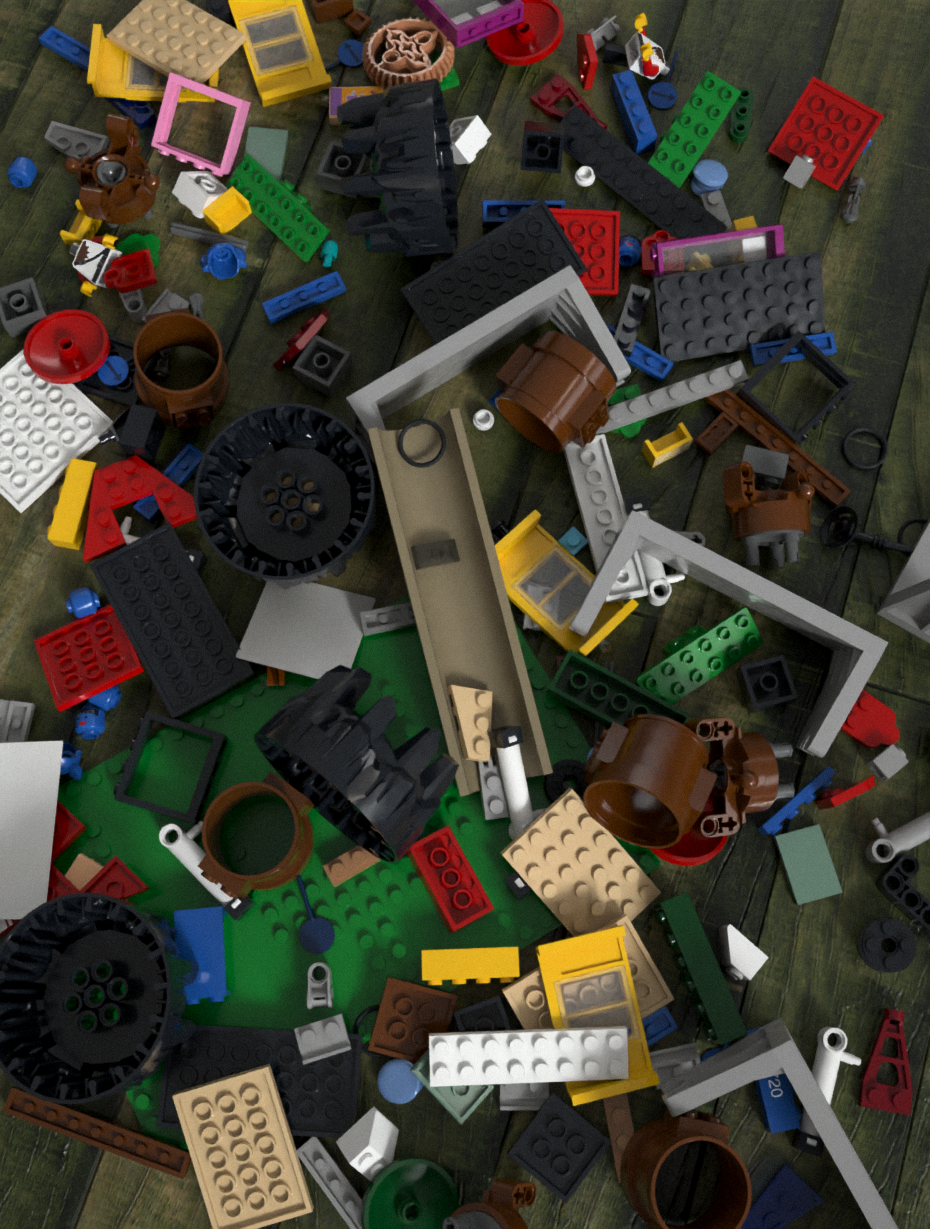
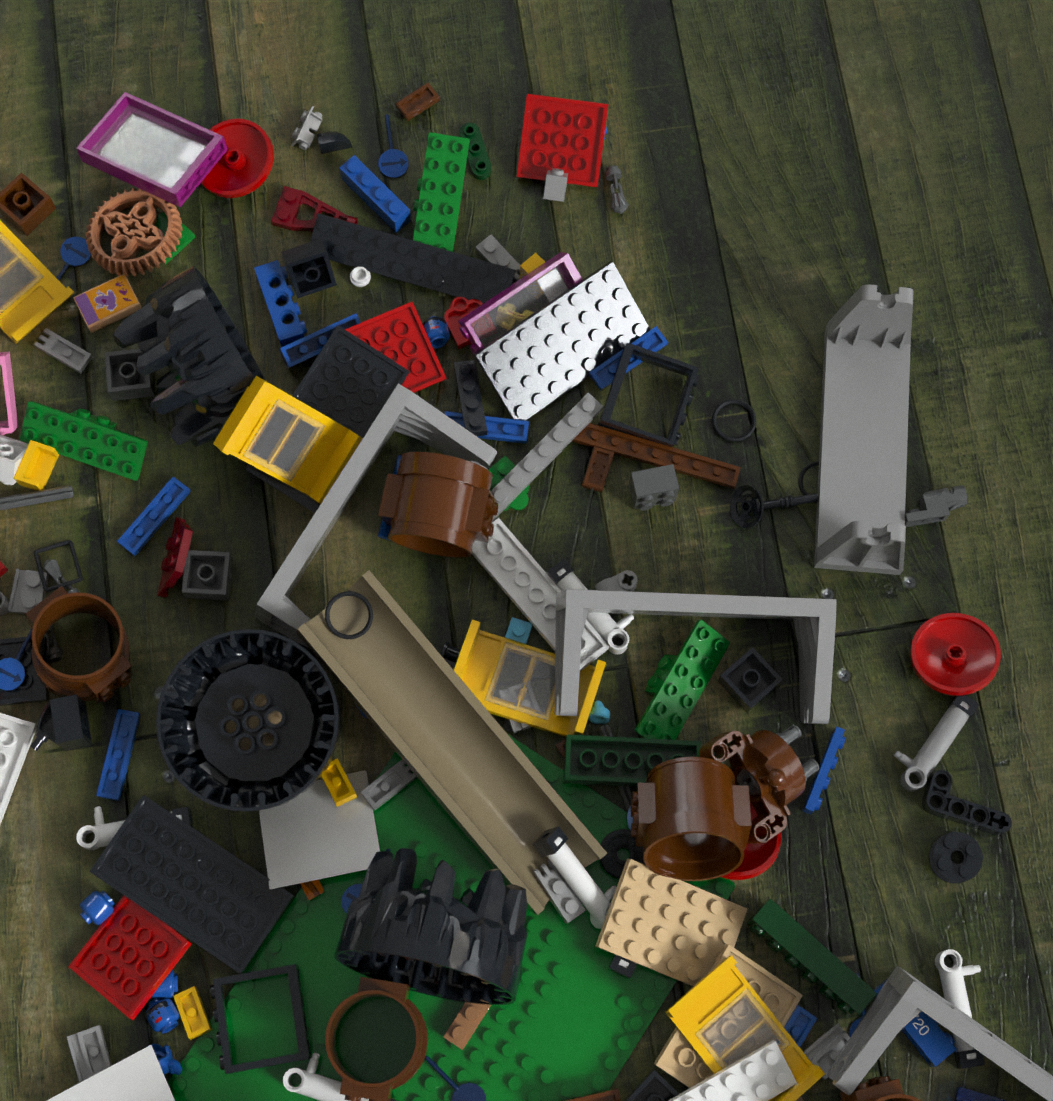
camera: 30 degrees left, 0 degrees up
(73, 505) = (38, 819): yellow brick -> none
(116, 733) = (192, 1012): none -> yellow plate
(124, 484) = (77, 779): red wing -> none
(205, 285) = (40, 570): none -> black piece
(223, 260) = (58, 517): blue hair -> none
(268, 148) = (42, 385): sand green tile -> none
(299, 129) = (63, 351): none -> light grey hinge
(329, 252) = (155, 461): teal cylinder -> none
(343, 596) = (338, 783): none -> yellow plate
(357, 22) = (65, 218): reddish brown plate -> none
(435, 554) = (409, 709): clear smoke plate -> none
(444, 266) = (287, 439): none -> yellow piece
(449, 879) = (561, 991): red slope -> none
(467, 138) = (232, 289): white slope -> none
(470, 964) = (615, 1055): yellow brick -> none
(474, 716) = (514, 838): tan wing -> none
(483, 419) = (381, 555): white plate -> none
(504, 140) = (267, 276): none -> blue brick
(586, 60) = (306, 162): red plate -> none
(609, 648) = (599, 713): none -> tile
(643, 54) = (358, 133): torso -> none
(667, 446) = (560, 502): yellow panel -> none
(708, 176) = (474, 226): medium blue piece -> none
(710, 52) = (417, 101): none -> reddish brown plate
(739, 954) = (838, 929): white slope -> none
(768, 516) = (682, 529): reddish brown piece -> none
(807, 864) = (858, 821): sand green tile -> none
(840, 795) = (854, 752): red plate -> none
(871, 722) = (854, 668): red plate -> none
(882, 1096) = (1010, 987): dark red plate -> none
(888, 762) = (884, 697): light grey brick -> none

